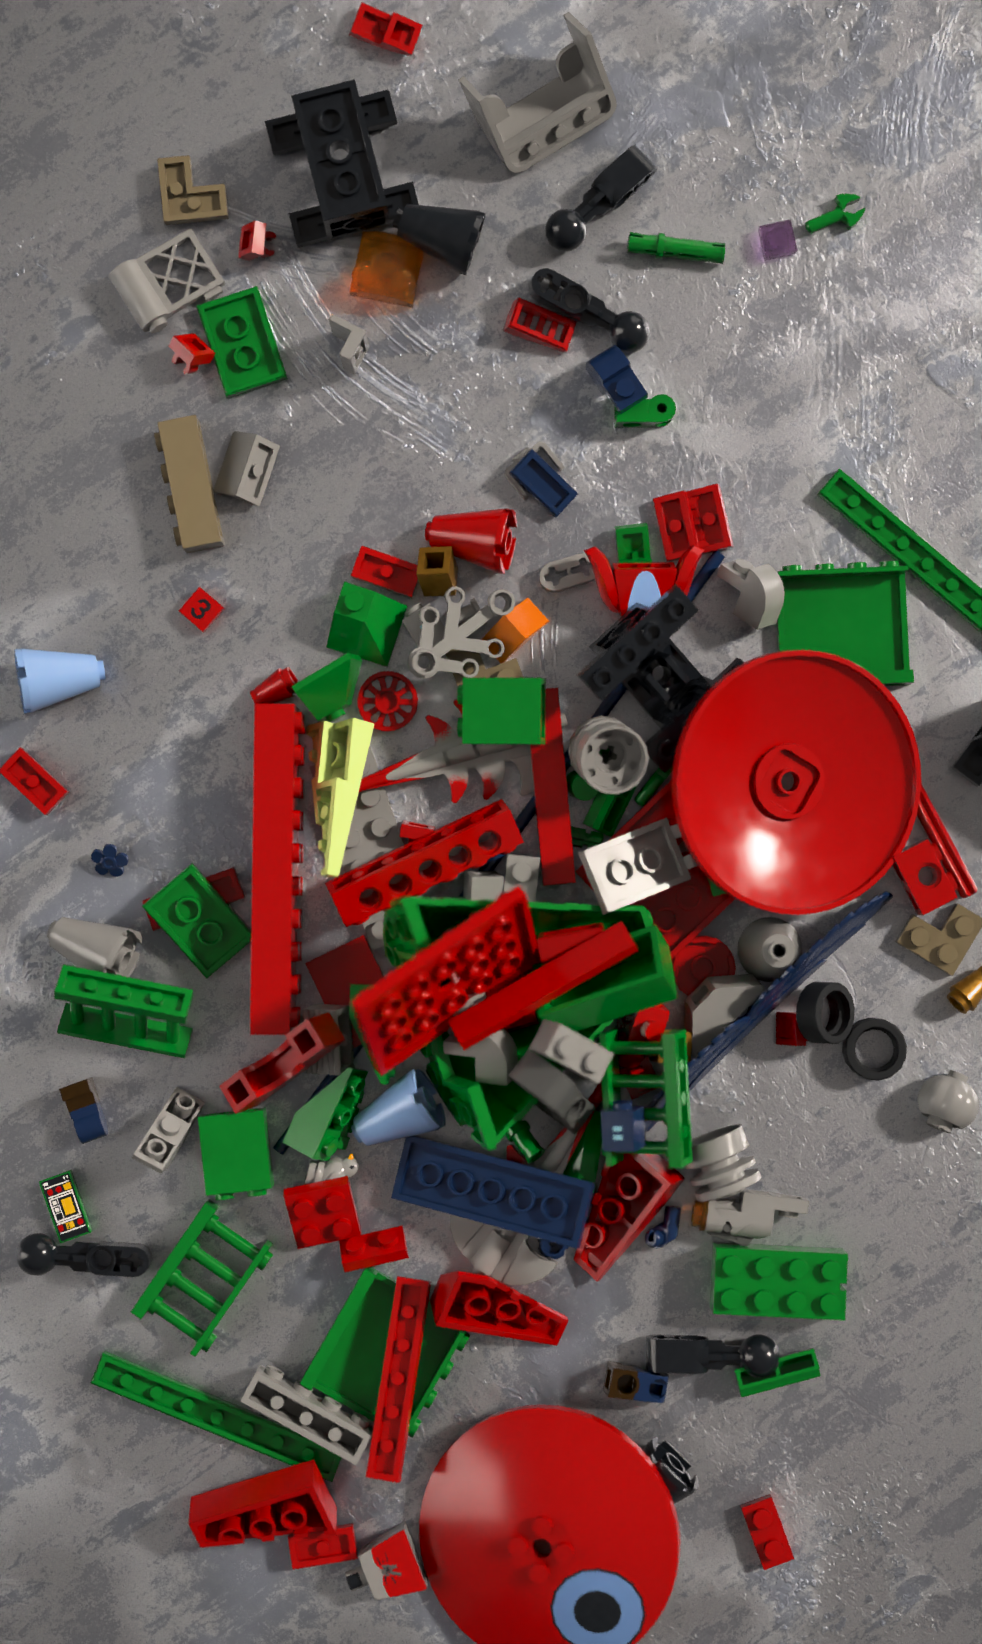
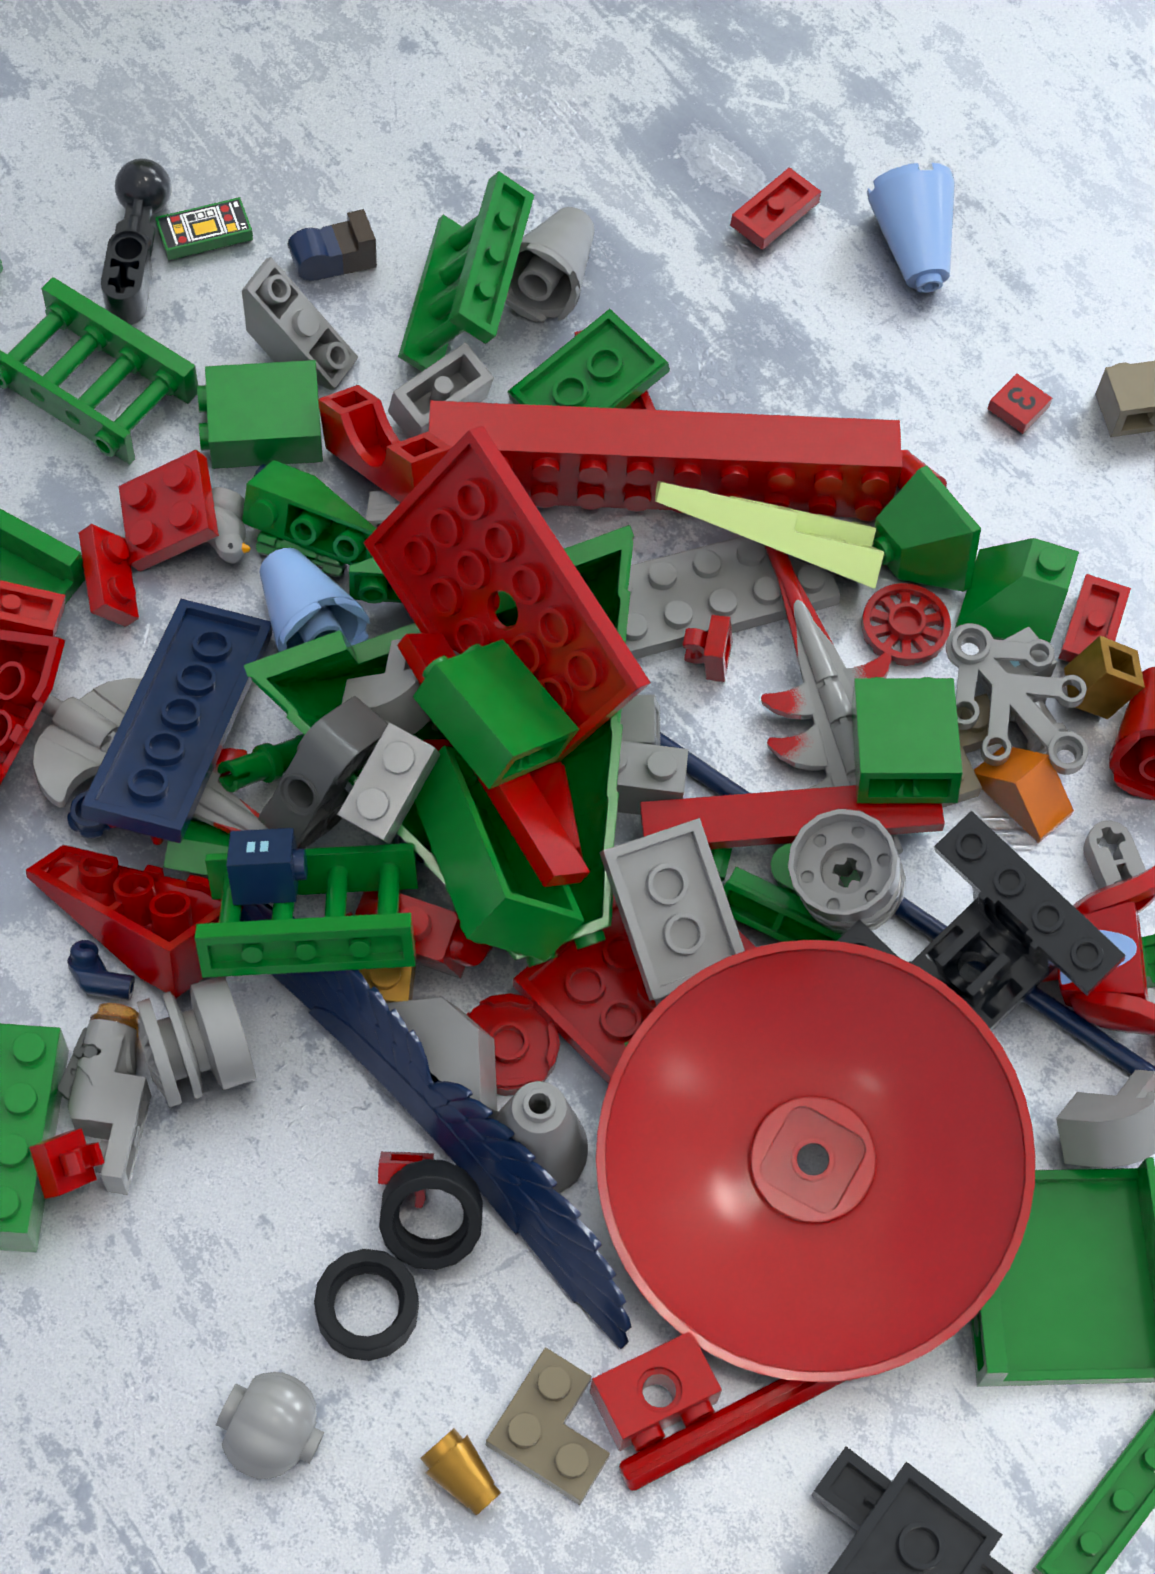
camera: 80 degrees right, 25 degrees down
(109, 860) = (669, 288): dark blue plant -> none
(221, 1027) = (455, 378): none -> light grey brick
(431, 847) = (737, 738): red brick -> none
(521, 985) = (494, 712): none -> green brick
(800, 1236) = (65, 1162): none -> red tile

